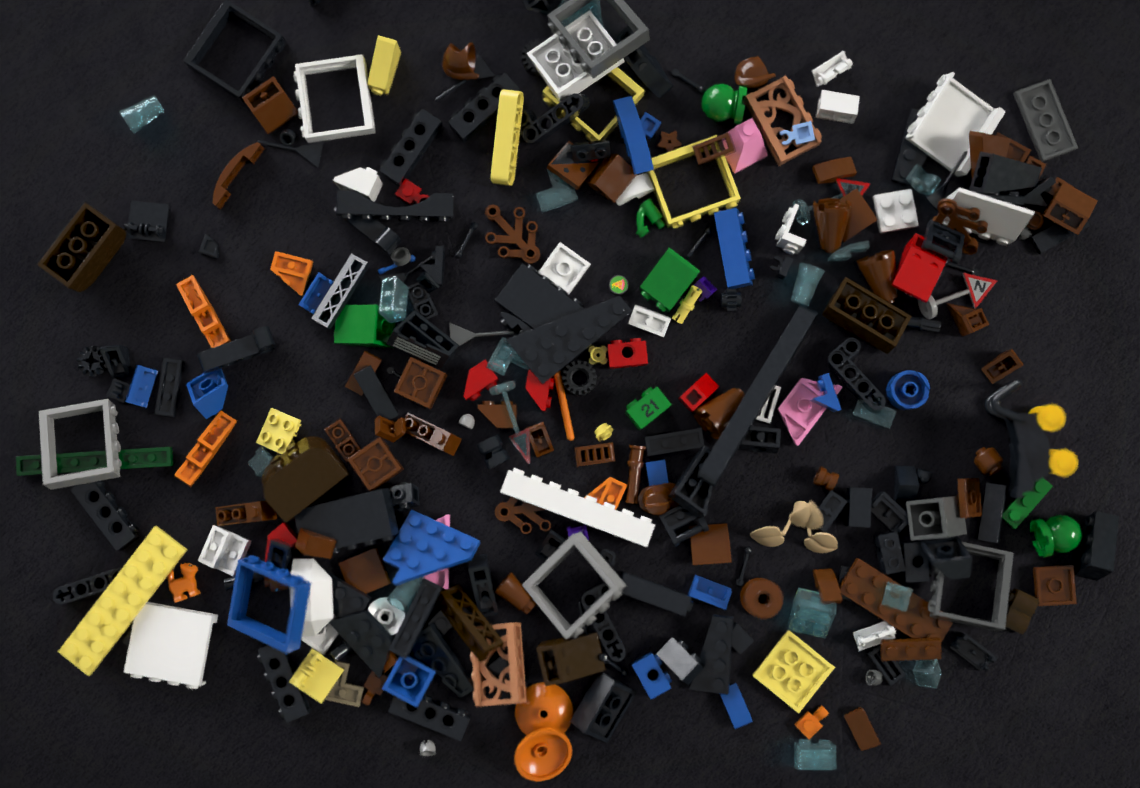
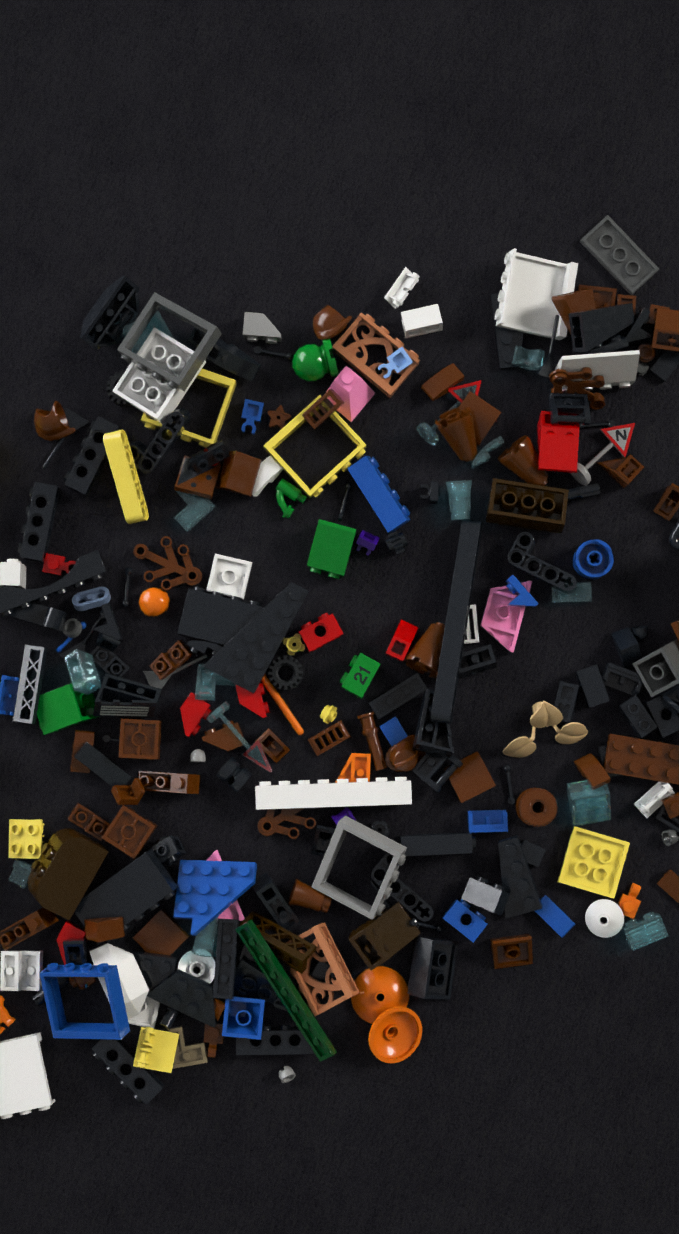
camera: 25 degrees left, 0 degrees up
(429, 236) = (91, 598): none -> sand blue plate
(458, 671) = (285, 990): none -> dark green plate
(479, 323) = (171, 660): none -> reddish brown slope
(485, 263) = (154, 601): none -> orange hair
(618, 285) = (286, 571): tile -> none
(633, 135) = (242, 426): blue slope -> none
(649, 320) = (328, 592): white hinge -> none
(683, 722) = (512, 951): none -> reddish brown slope
(685, 52) = (259, 327): none -> light grey slope
(687, 304) = (357, 563): light yellow pin -> none
(786, 719) = (609, 910): none -> white dish
(789, 242) = (428, 467): white bracket -> none
(825, 478) = (551, 672): reddish brown wheel -> none
(895, 211) = (515, 396): white plate -> none
(896, 596) = (659, 754): clear light blue panel -> none

